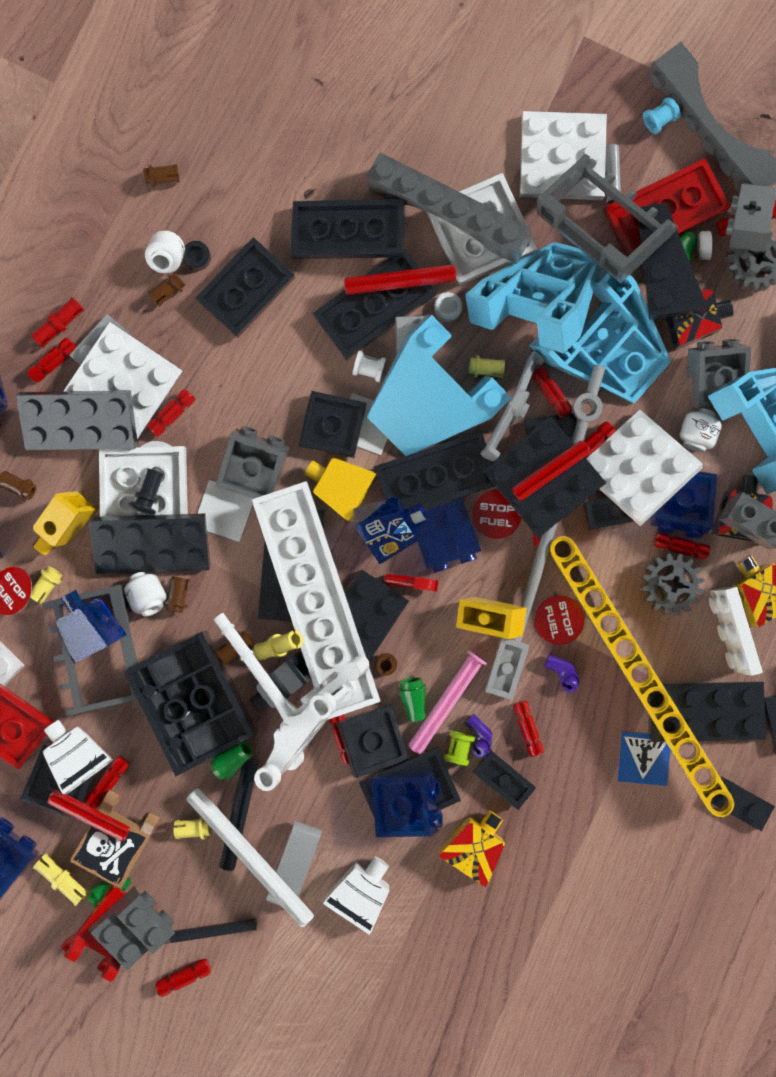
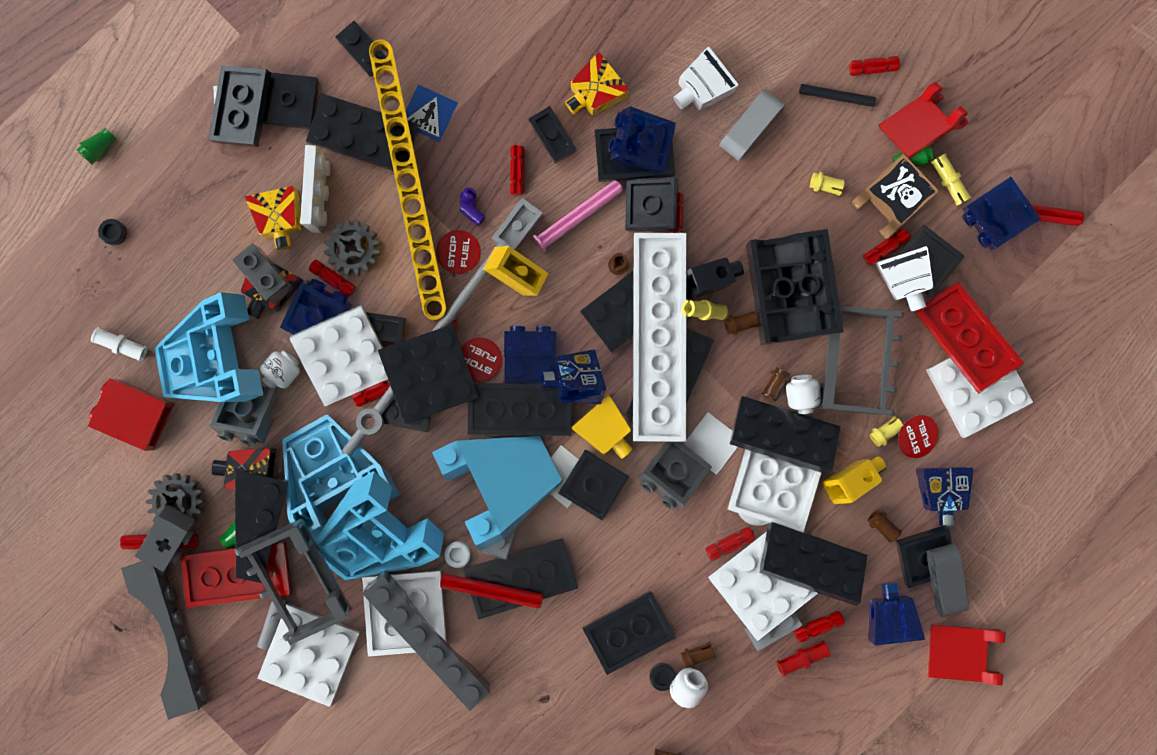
camera: 160 degrees left, 0 degrees up
(87, 626) = (861, 380): clear blue torso -> none
(88, 815) = (910, 223): red axle -> none
(132, 927) = (903, 118): dark grey plate -> none
(147, 494) = (773, 478): black pin -> none
(231, 760) = (777, 227): green cone -> none
(240, 809) = (784, 183): black axle -> none
(250, 857) = (786, 142): white axle -> none
(299, 723) = (708, 237): white piece -> none
(348, 229) = (521, 652): black plate -> none
(369, 366) = (544, 524): white bush -> none
(411, 582) = (568, 322): red bar -> none
(413, 697) = (604, 229): green cone -> none
(459, 748) = (580, 173): lime bush -> none
(482, 734) = (557, 177): dark purple arm -> none
(486, 367) = (443, 489): light yellow pin -> none
(515, 409) = (431, 442): light grey plate -> none
(551, 470) = (421, 376): red axle -> none
(552, 392) = (394, 446): red axle -> none
(661, 115) = (209, 660): medium azure bush -> none
(704, 245) = (215, 530): white tile -> none

